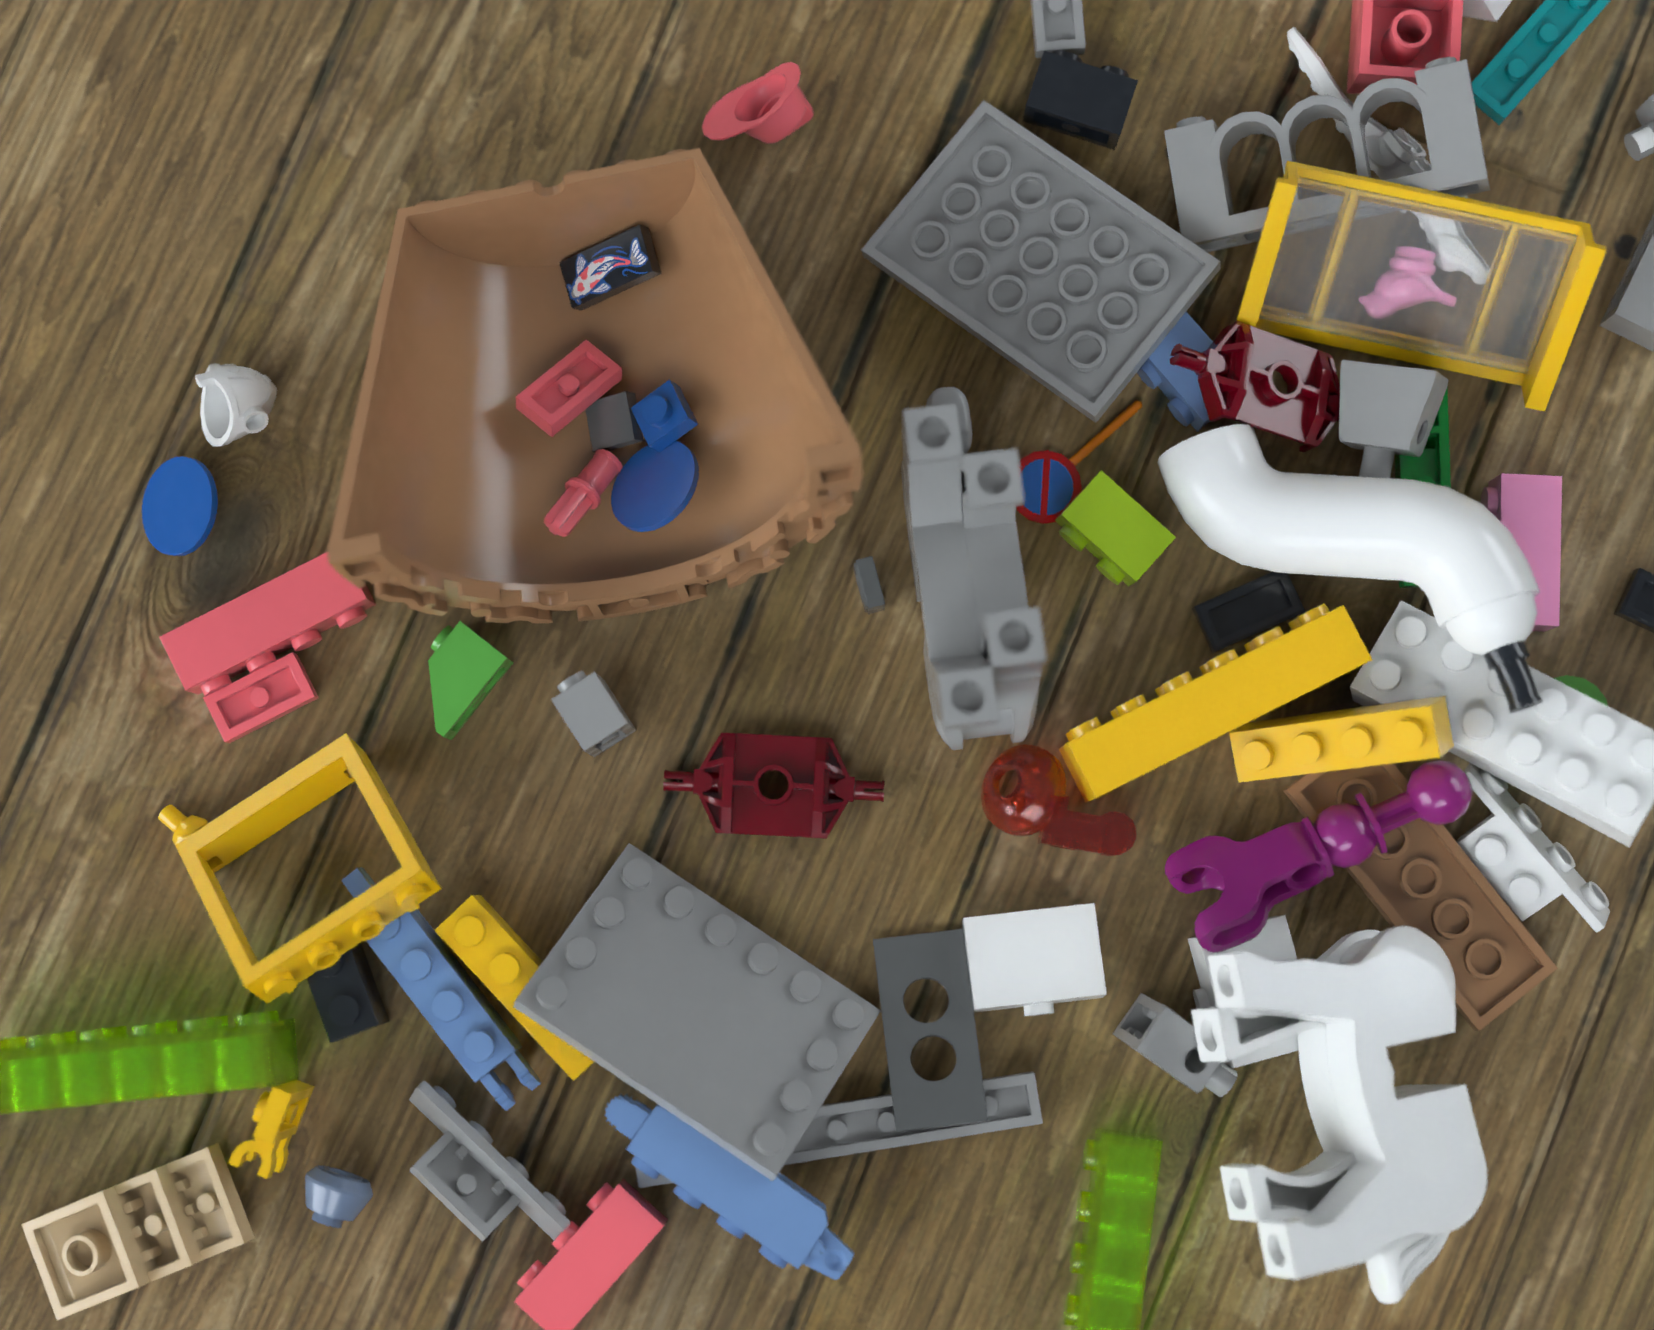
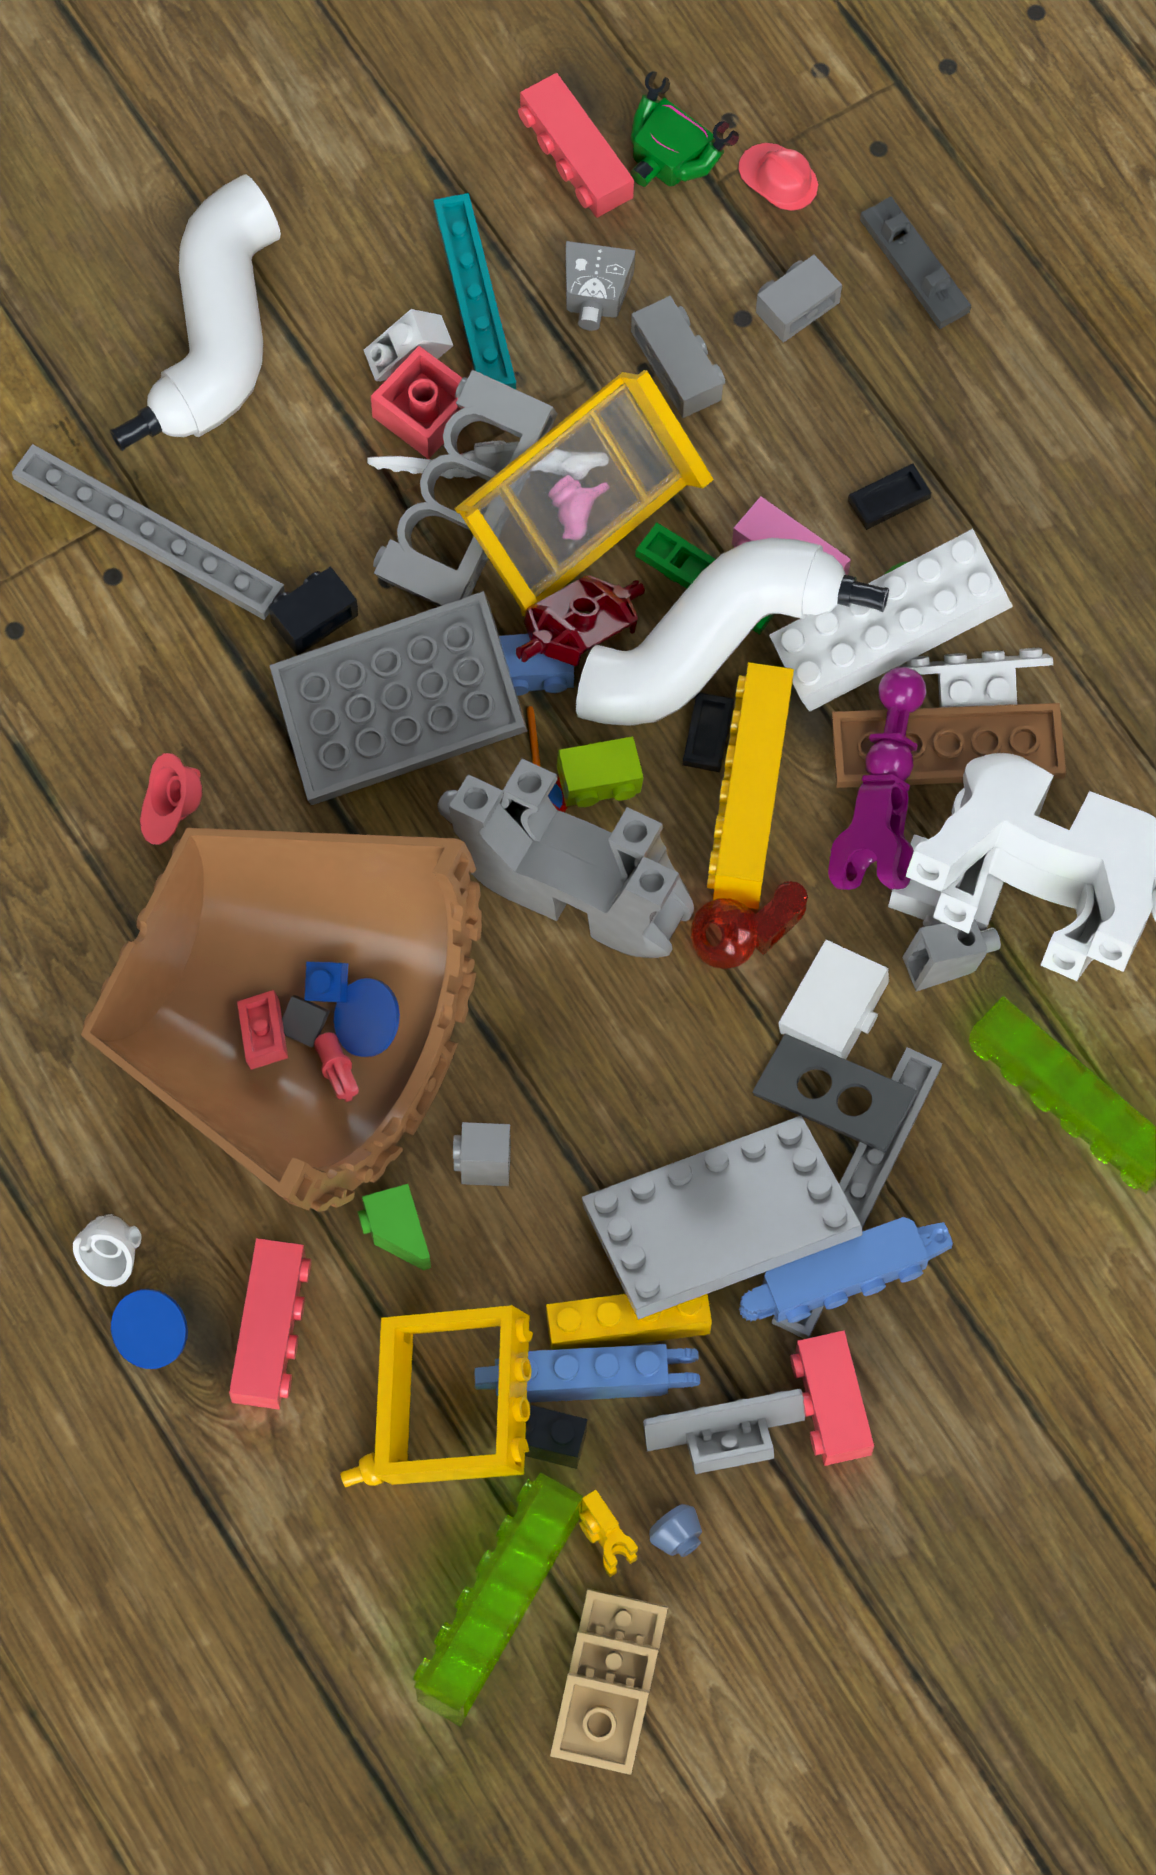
camera: 60 degrees left, 15 degrees down
(260, 697) = (314, 1364): coral plate -> none
(610, 267) = (203, 954): tile -> none
(815, 792) = (599, 1112): dark red plate -> none
(869, 585) = (525, 939): dark grey tile -> none
(1342, 739) = (829, 722): yellow brick -> none
(1387, 412) = (647, 562): light grey torso -> none

